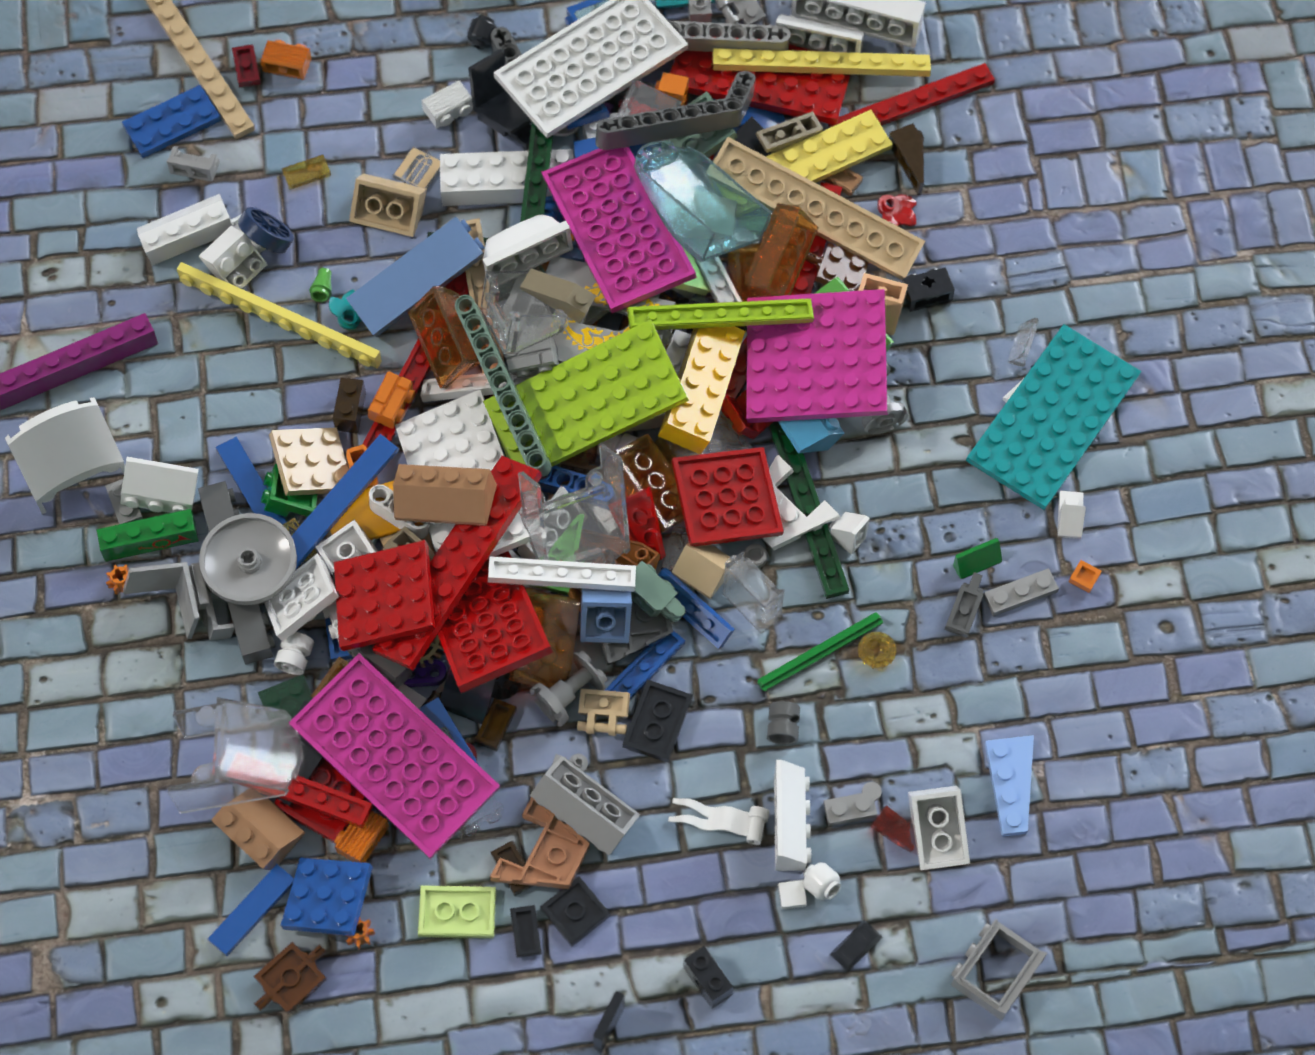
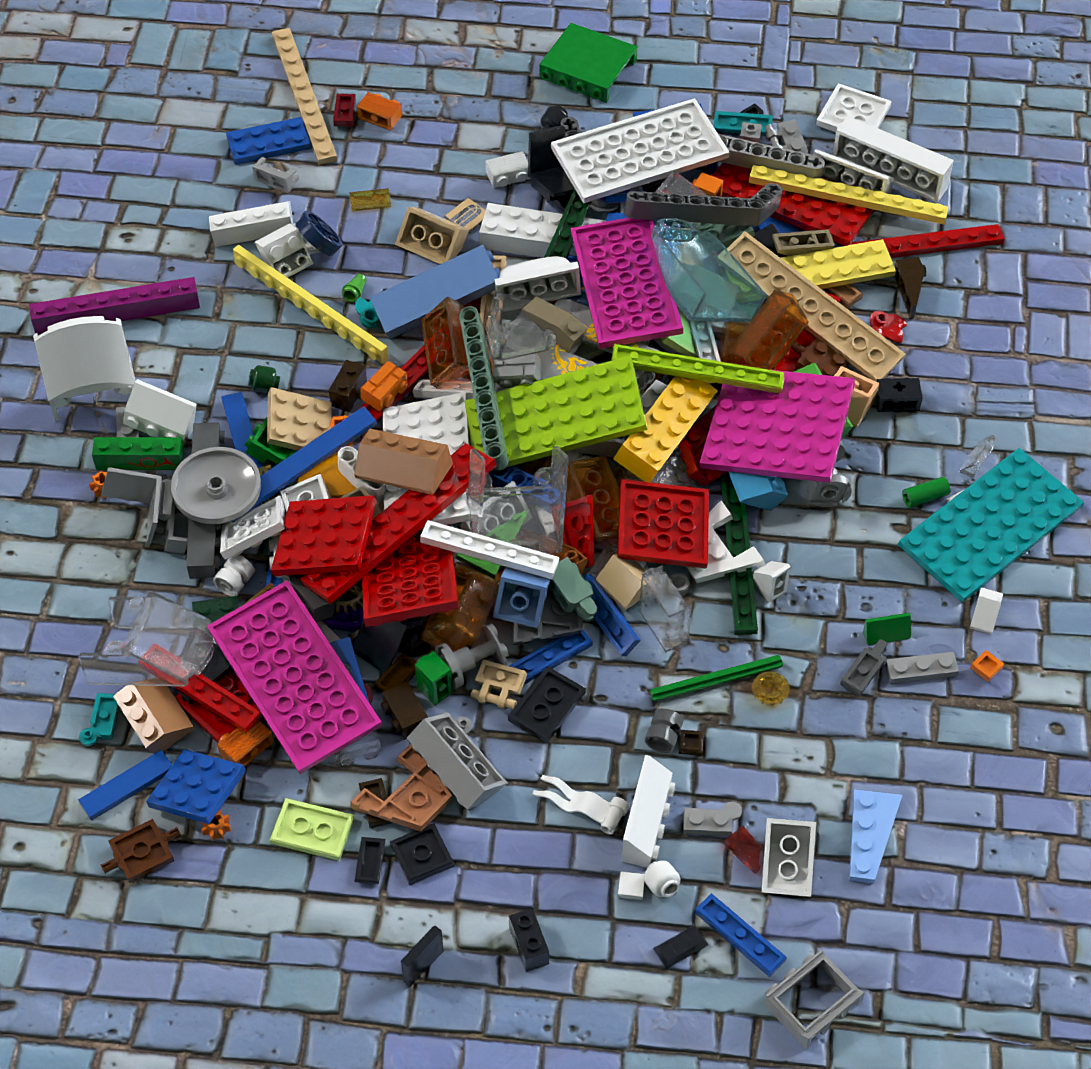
camera: 15 degrees right, 10 degrees down
(205, 846) = (102, 720): none -> teal hinge
(256, 417) = (262, 379): none -> dark green head
(515, 762) = (403, 708): none -> dark brown brick
(536, 721) = (433, 678): none -> green brick
(812, 727) = (691, 742): none -> dark brown tile
(911, 919) = (740, 935): none -> blue tile
(981, 395) = (926, 492): none -> green piece

